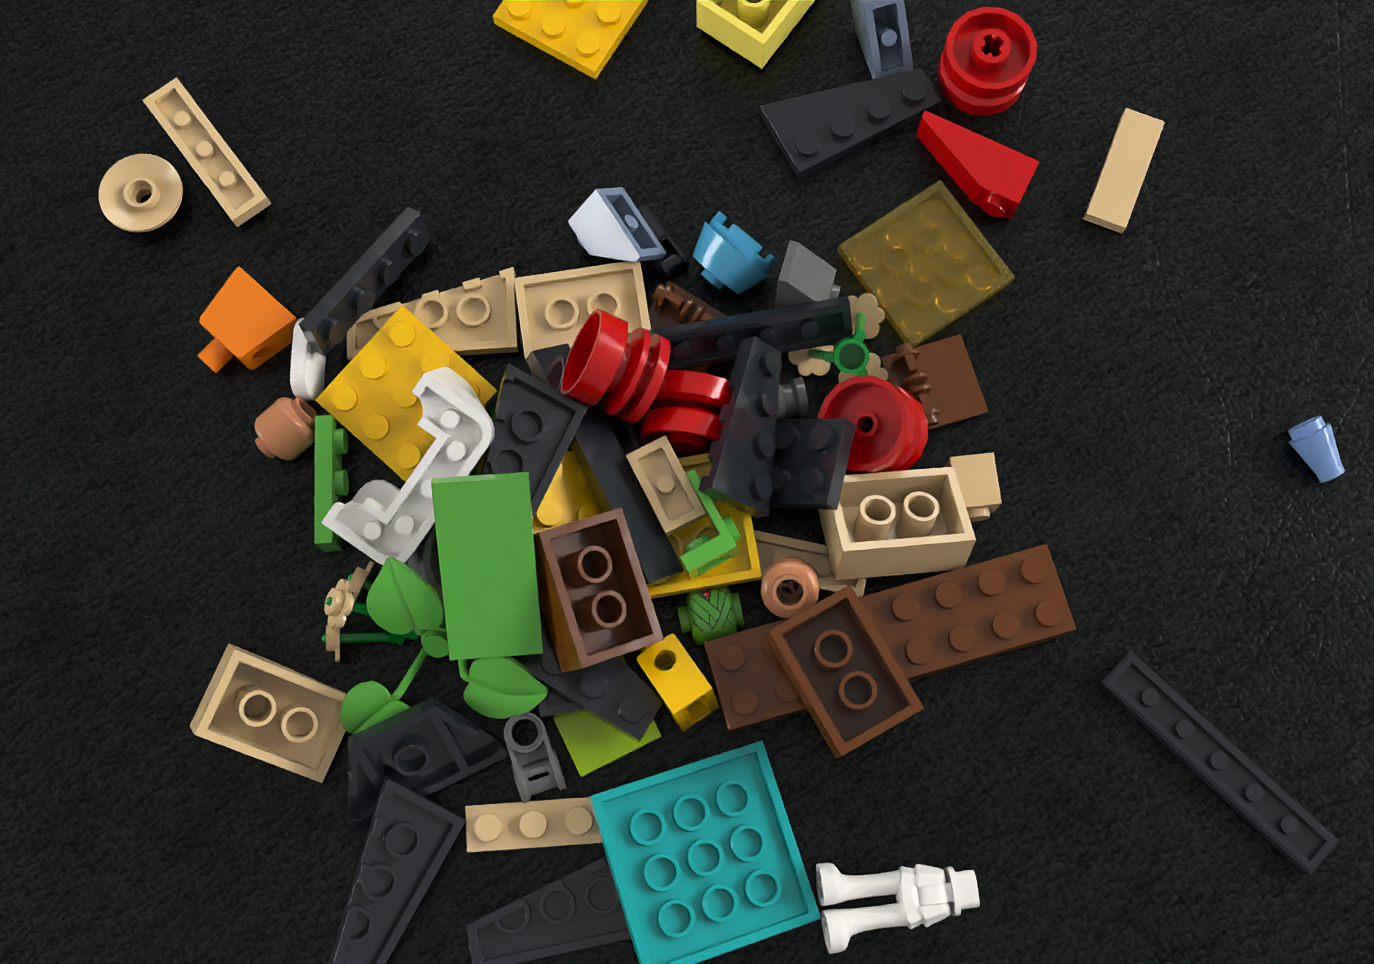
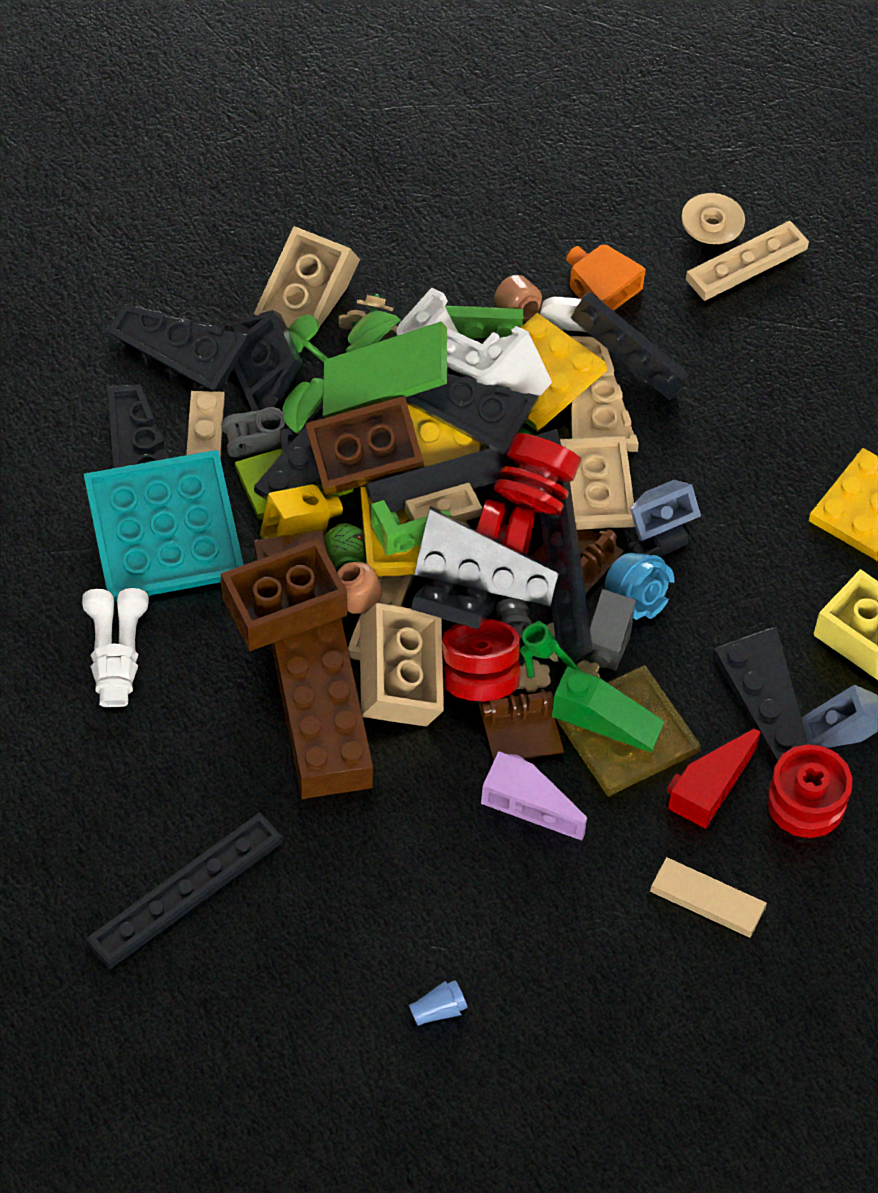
camera: 90 degrees right, 20 degrees down
(923, 282) = (605, 710): none -> green slope
(977, 483) = (429, 737): tan brick -> none
(1028, 376) = (526, 793): none -> lavender slope

